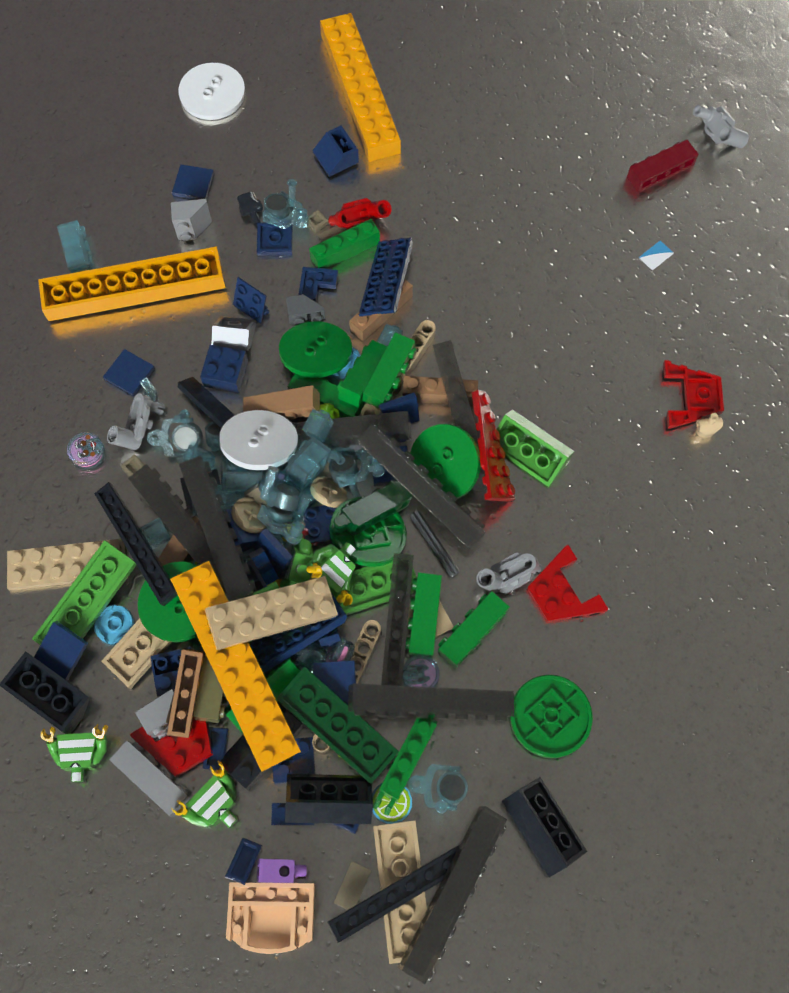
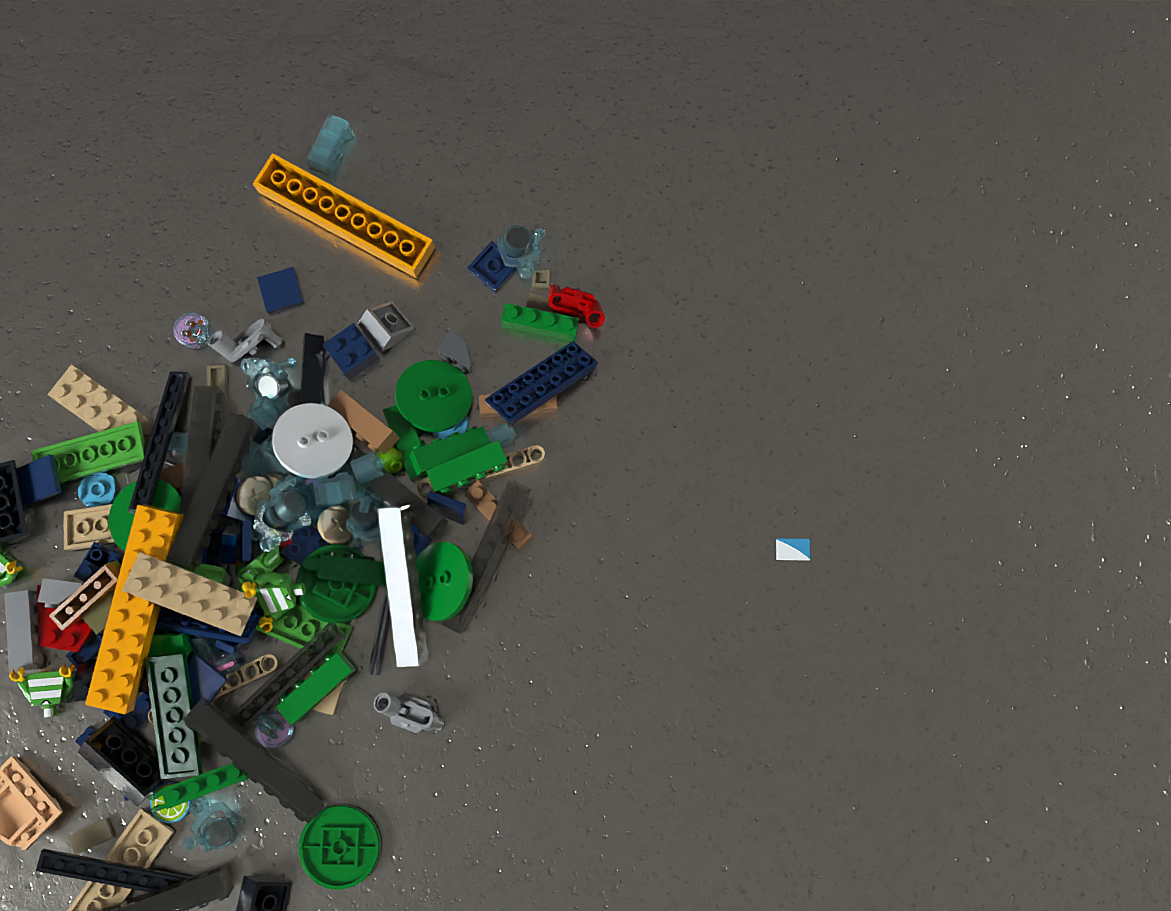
camera: 40 degrees right, 10 degrees up
(149, 388) = (281, 321): clear light blue arm -> none
(190, 218) = (435, 194): light grey slope -> none
(193, 182) = (473, 159): dark blue tile -> none
(211, 91) = (564, 83): white plate -> none
(243, 861) = (32, 750): dark blue tile -> none
(250, 206) = (498, 220): black piece -> none
(250, 300) = (420, 305): dark blue hinge -> none
(269, 871) = (47, 780): medium lavender torso -> none
(314, 278) = (489, 330): dark blue plate -> none
(336, 151) = (610, 229): dark blue slope -> none
(360, 87) = (687, 182): light orange brick -> none
(473, 629) = (344, 730): green brick -> none
(491, 452) = (482, 606): red wing -> none
(532, 448) = (525, 625): bright green slope -> none
(555, 595) = (432, 759): red wing -> none
(662, 165) = (877, 474): dark red brick -> none
(701, 391) = (707, 701): red wing -> none
(709, 426) = (682, 735): tan piece -> none
(721, 126) = (963, 483): light grey piece -> none

